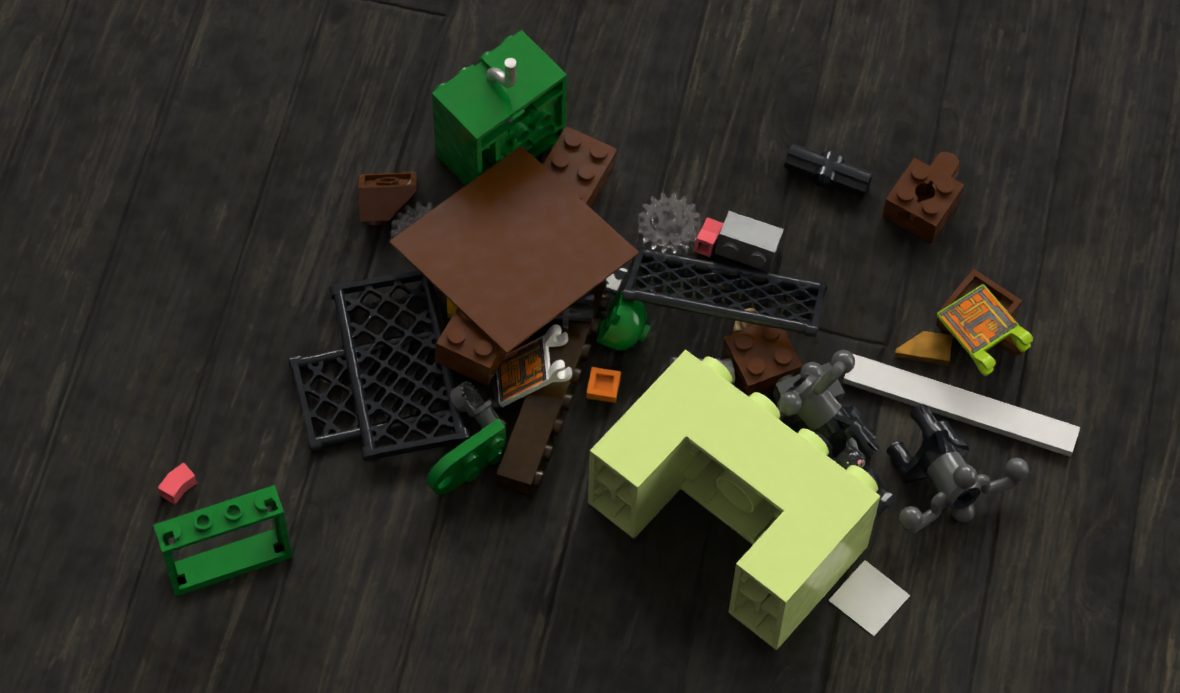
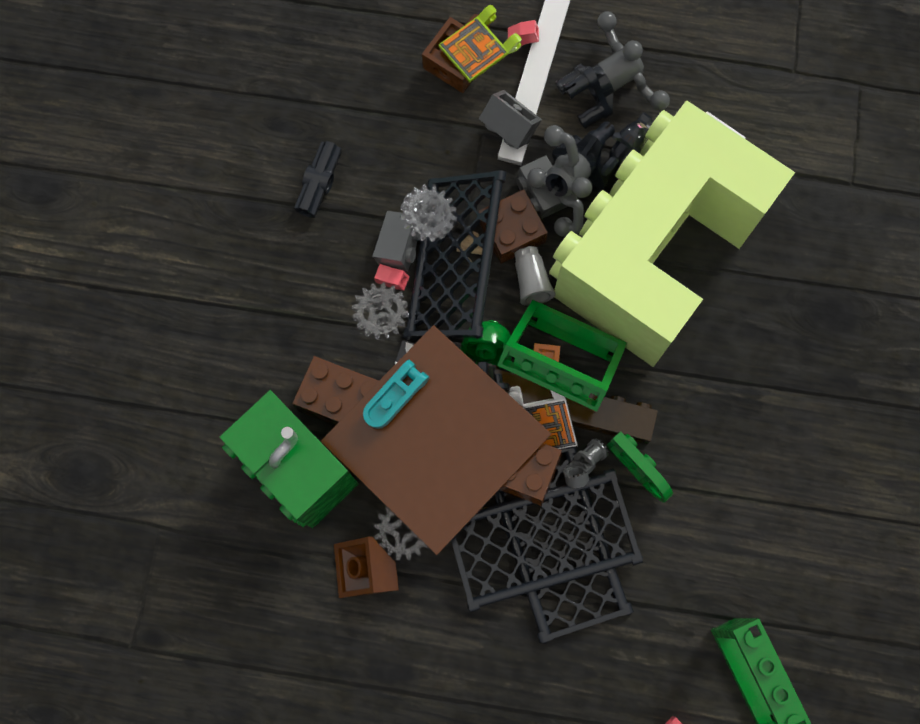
camera: 90 degrees left, 15 degrees up
(562, 207) = (394, 395): none -> teal plate
(566, 359) = (556, 375): none -> green window
(778, 270) = (429, 223): none -> clear gear
(891, 358) = (510, 119): none -> dark grey brick
(925, 196) = (333, 100): reddish brown brick -> none
(928, 348) = (482, 92): pearl gold tile -> none
(1009, 390) = (526, 30): none -> coral piece

